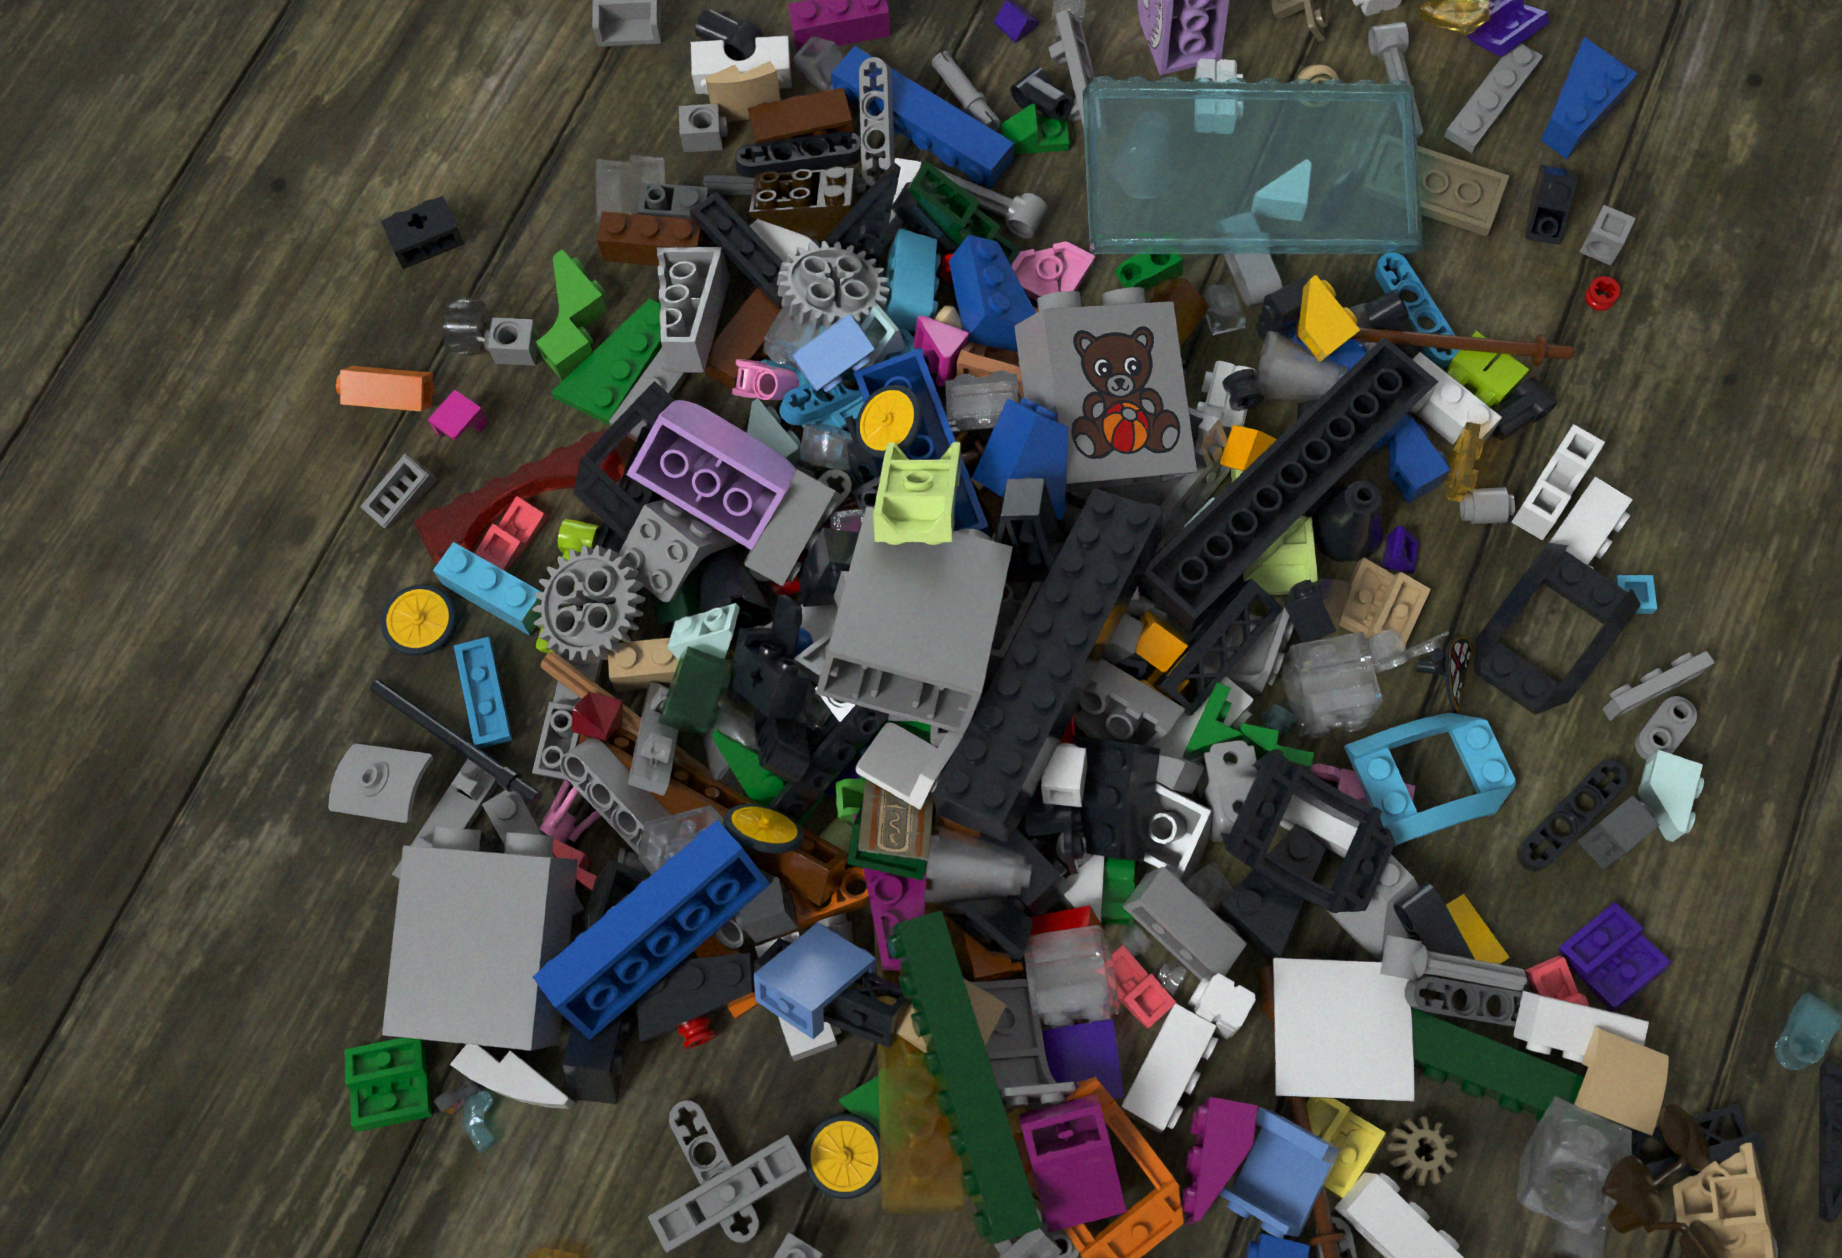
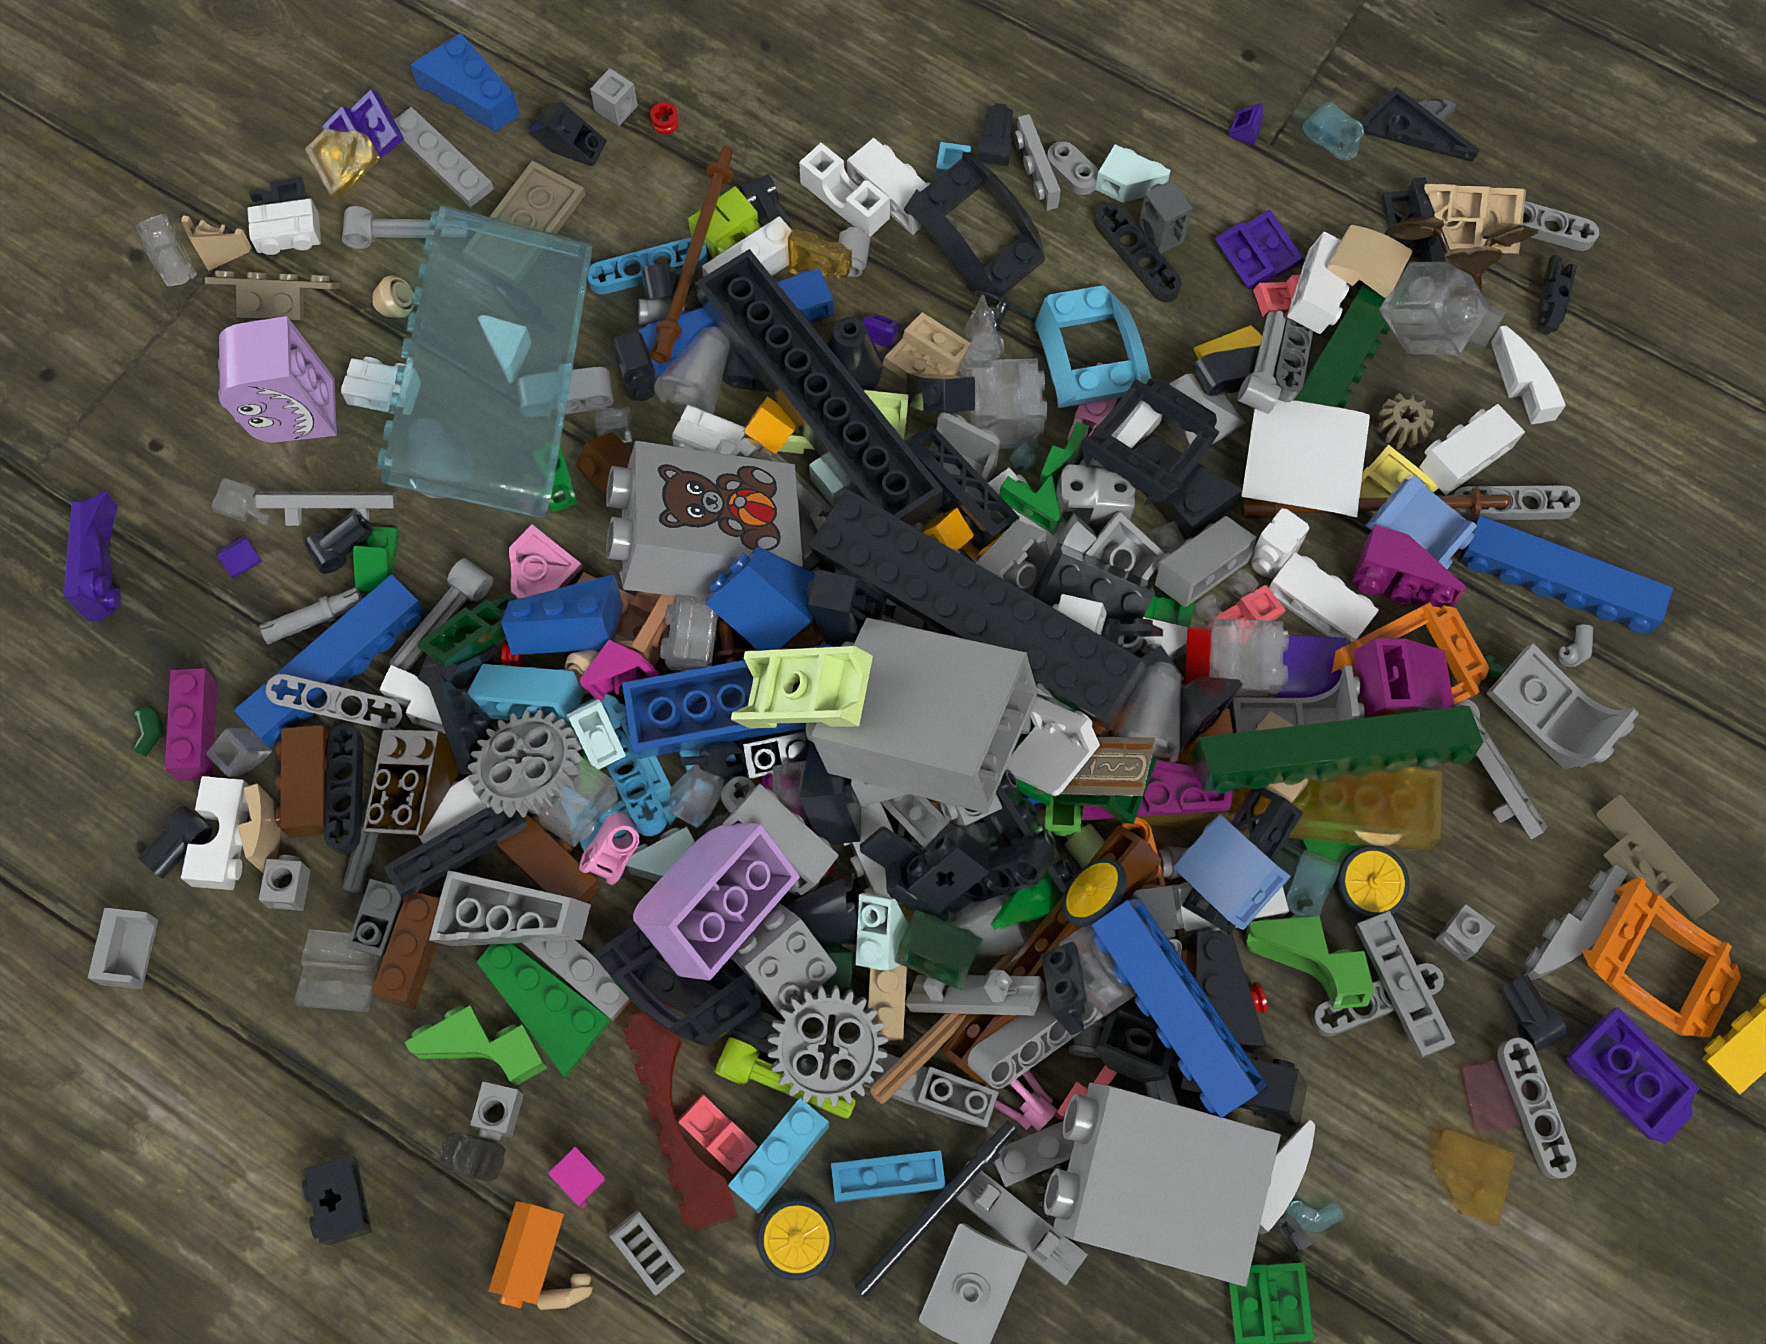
camera: 85 degrees left, 0 degrees up
(352, 431) = (566, 1297): none -> tan arm
(597, 716) = (947, 1048): dark red slope -> none
(657, 807) = (1065, 986): none -> black bracket
(760, 1079) = (1302, 945): none -> bright green arch
(832, 353) = (608, 766): light blue brick -> none
(833, 1082) = (1314, 878): none -> clear light blue piece
(886, 417) = (700, 719): yellow wheel -> none
(1243, 389) = (713, 414): black wheel -> none
(1323, 321) = (668, 329): yellow slope -> none
(1669, 637) = (996, 141): none -> black piece
(1787, 927) = (1247, 124): none -> dark purple slope

